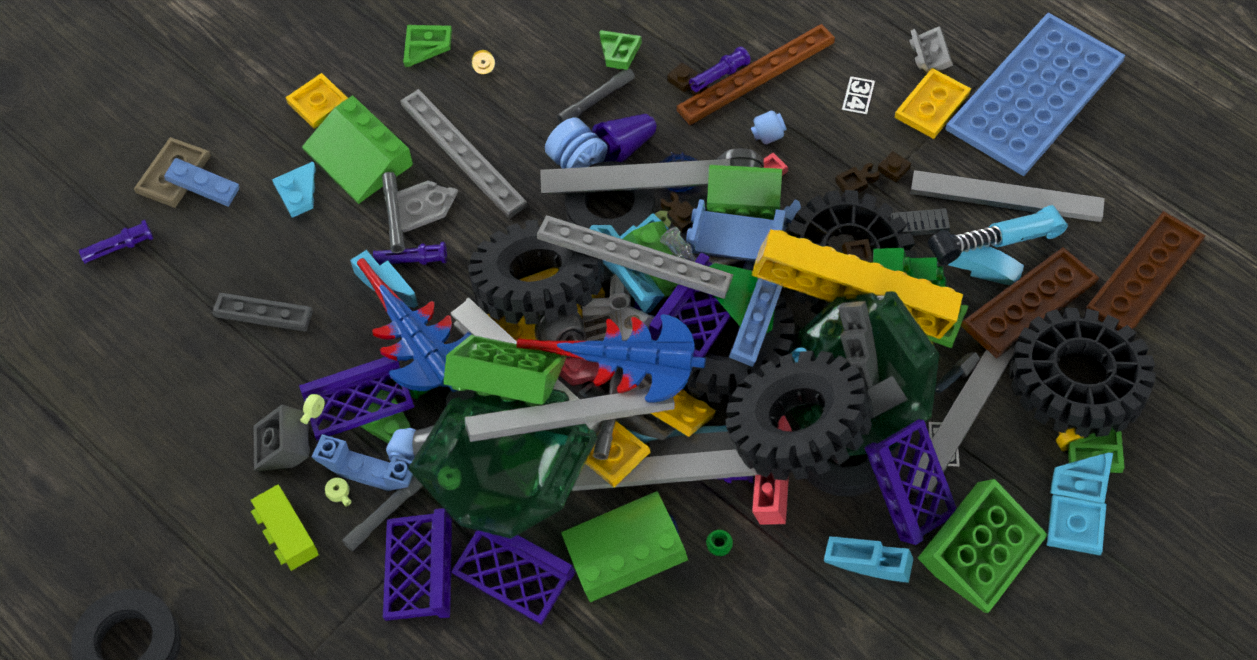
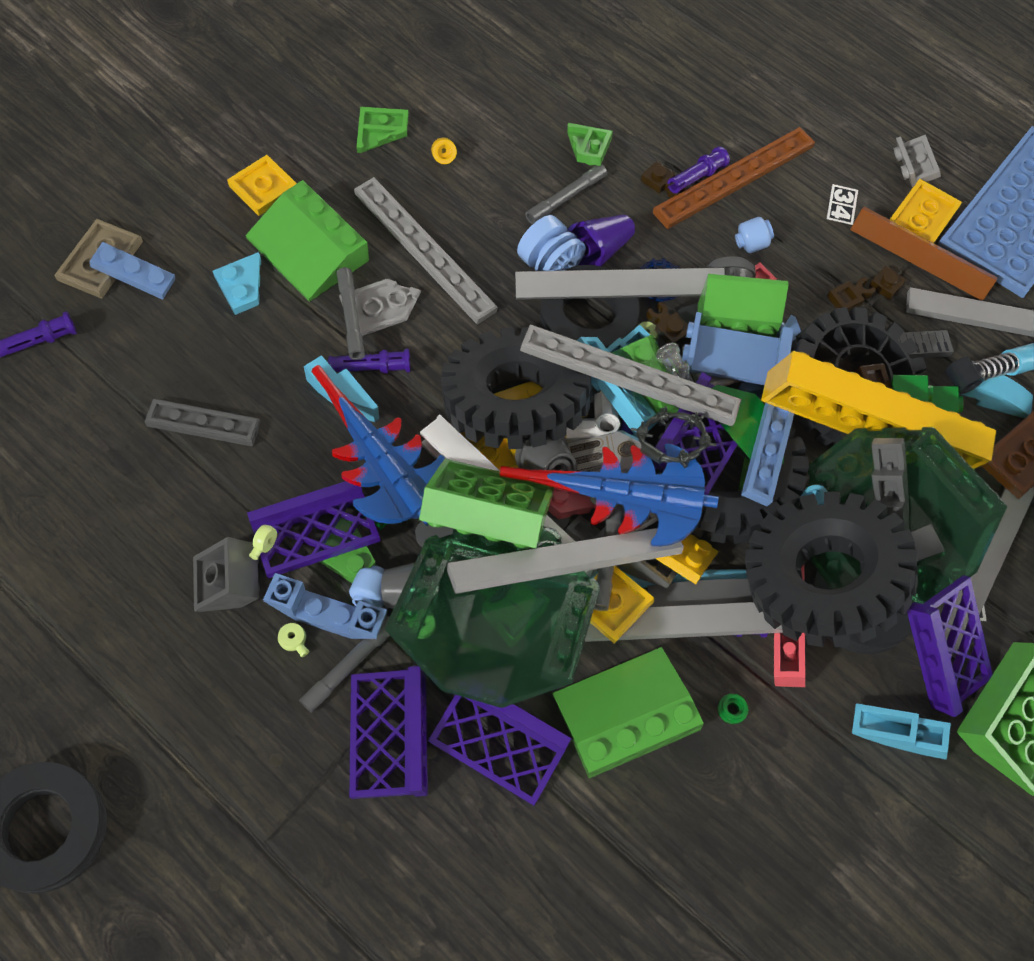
camera: 10 degrees left, 5 degrees up
(283, 528) = (229, 685): lime brick -> none
(674, 325) = (684, 457): none -> pearl dark grey piece
(929, 138) = (923, 253): none -> dark orange tile

